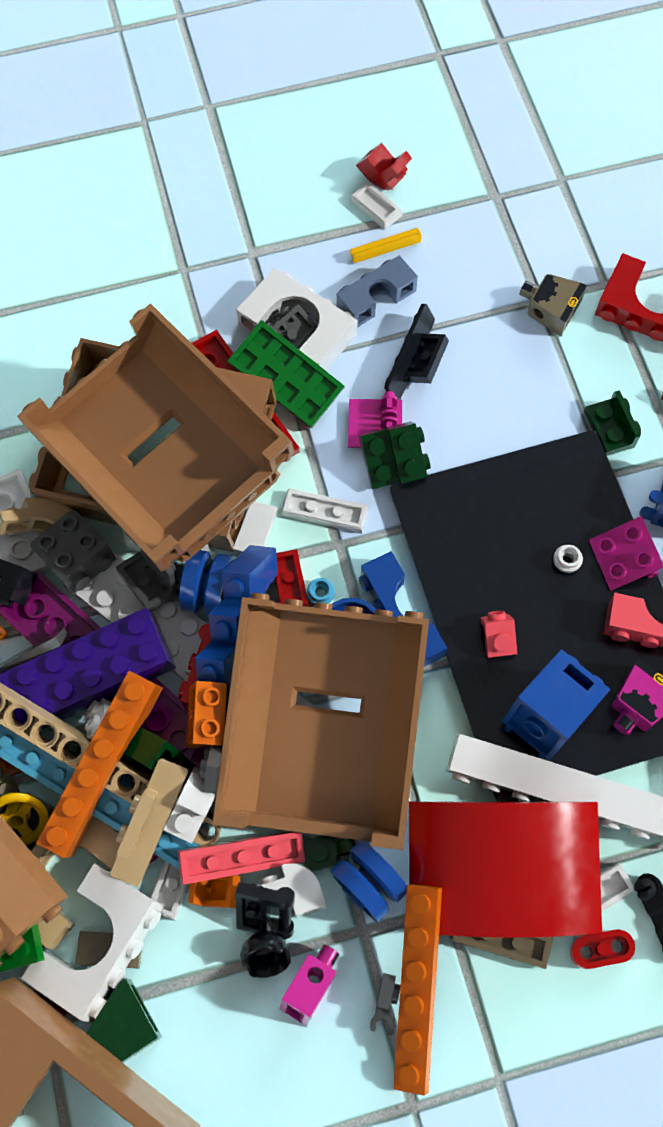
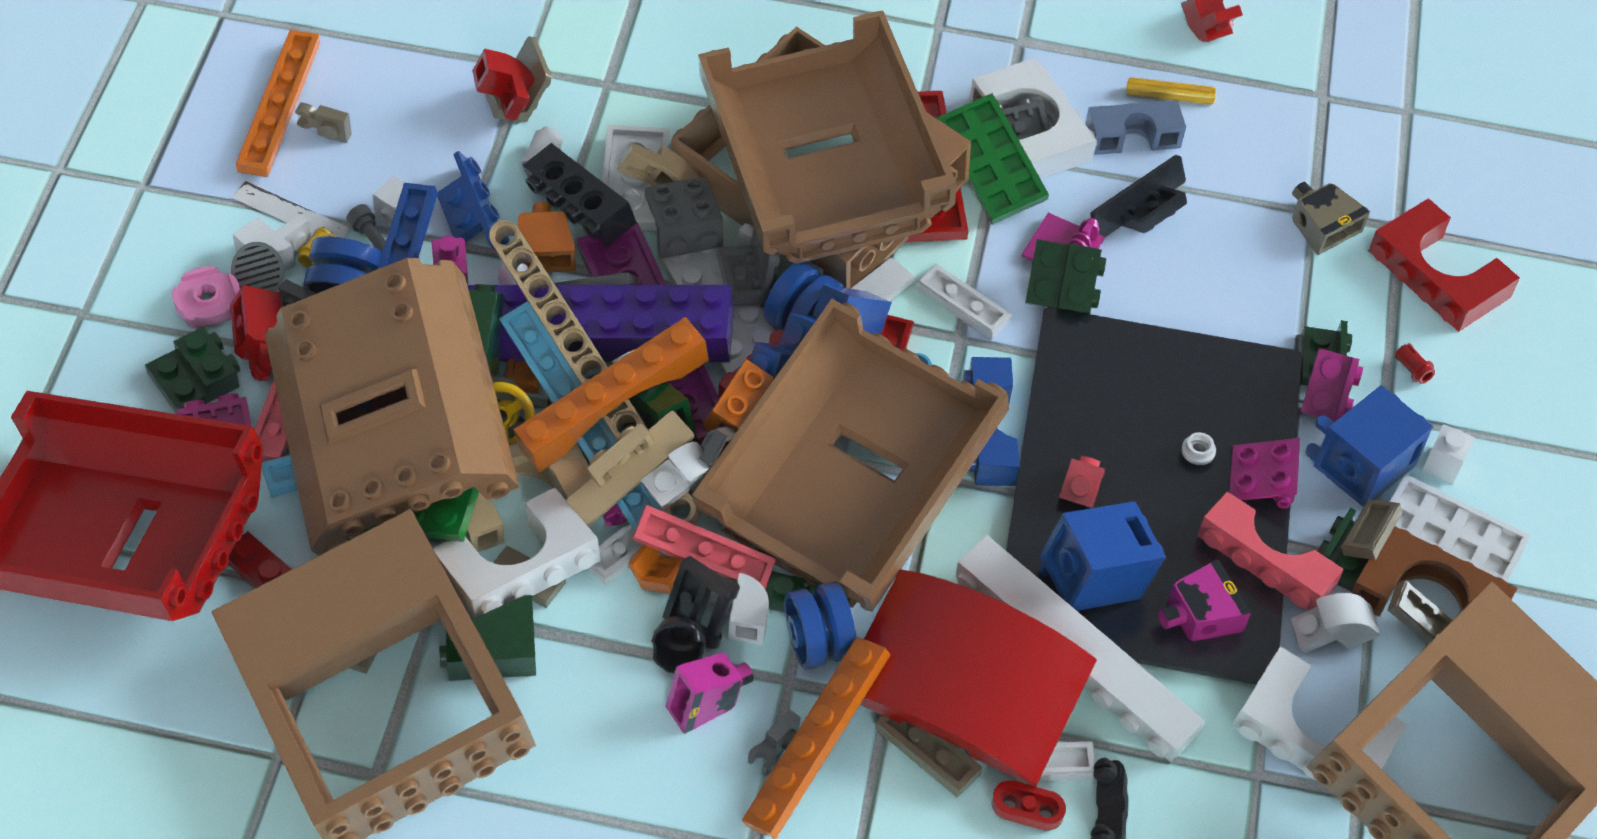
camera: 20 degrees right, 15 degrees down
(376, 205) = (1182, 51): white tile -> none
(637, 452) = (1331, 385): none -> dark pink bracket

